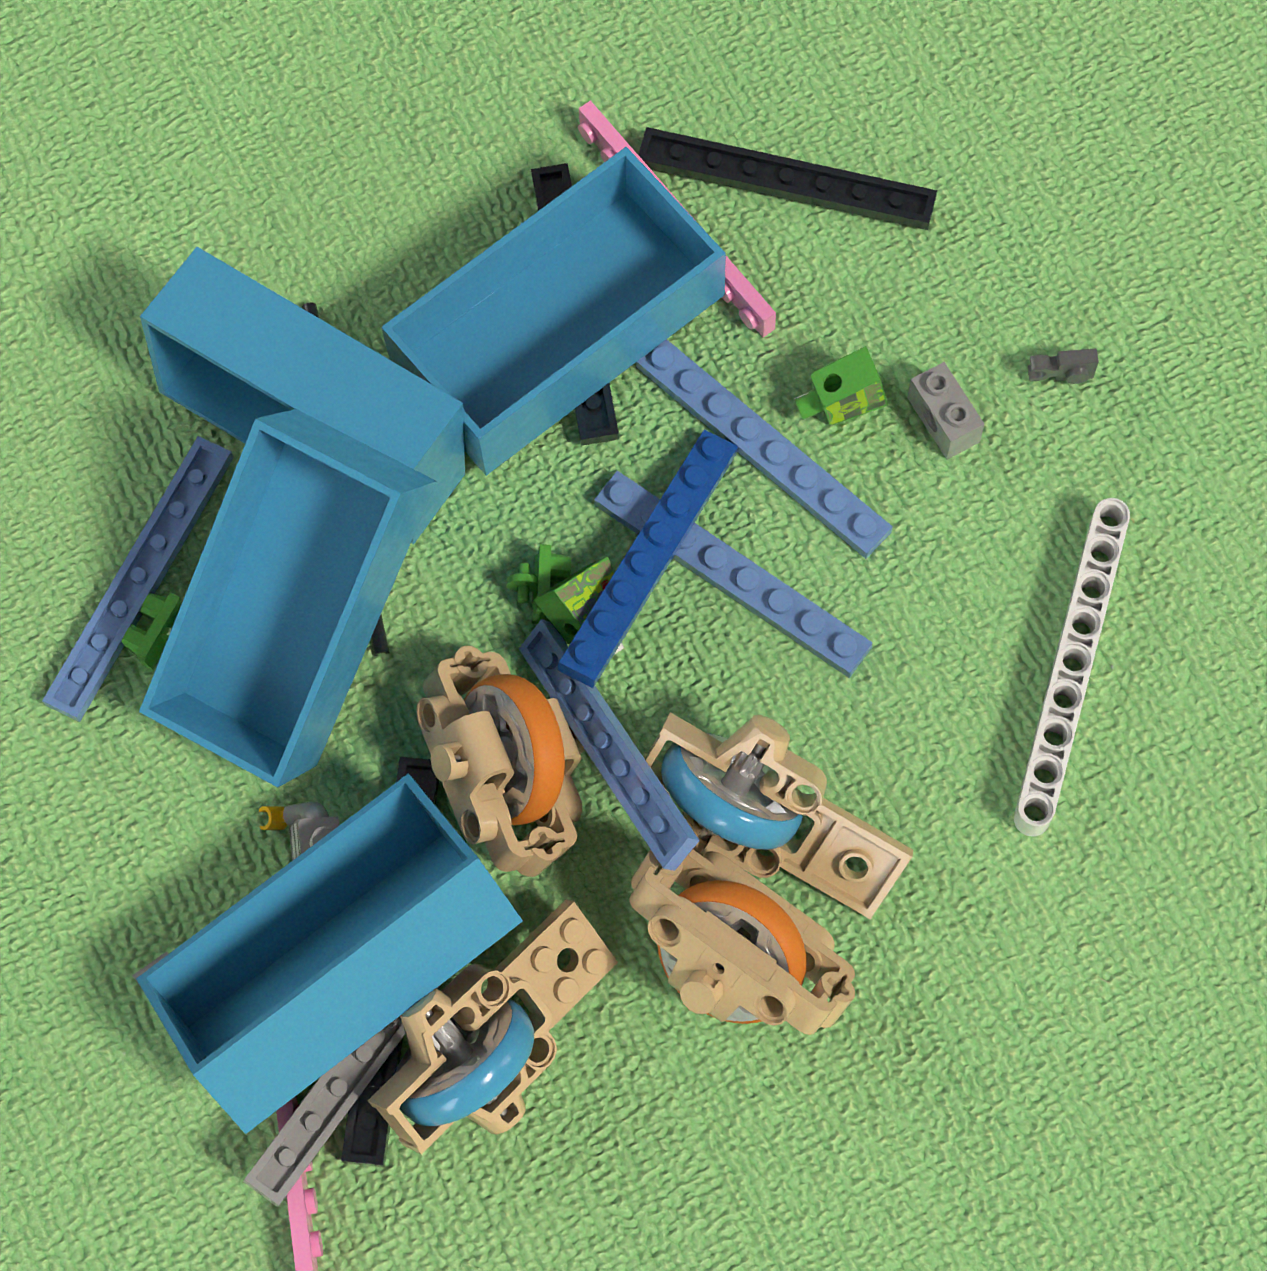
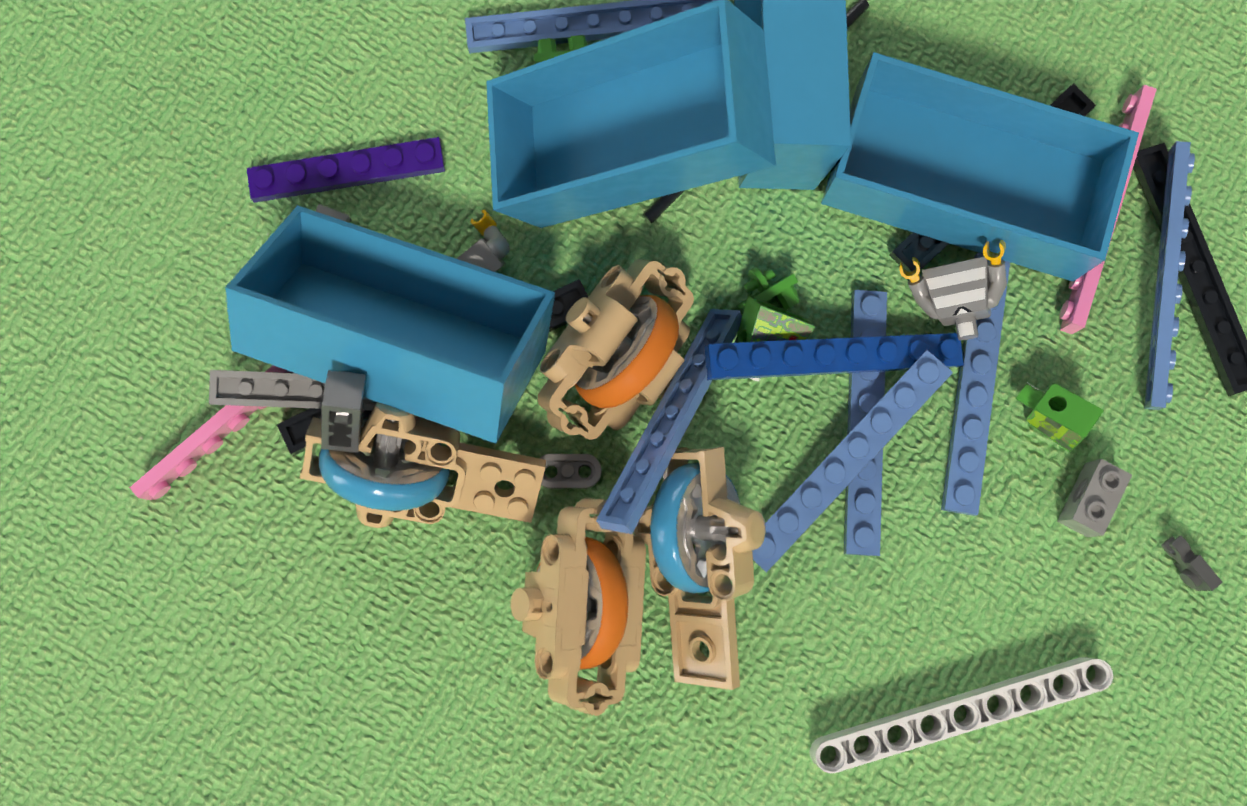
camera: 50 degrees right, 10 degrees up
(113, 927) = (345, 169): none -> dark purple plate
(391, 1048) = (342, 411): none -> dark grey brick
(587, 891) = (568, 468): none -> light grey plate
(663, 401) = (960, 290): none -> light grey torso
(758, 604) = (850, 457): none -> medium blue plate
(791, 217) = (1169, 263): none -> medium blue plate

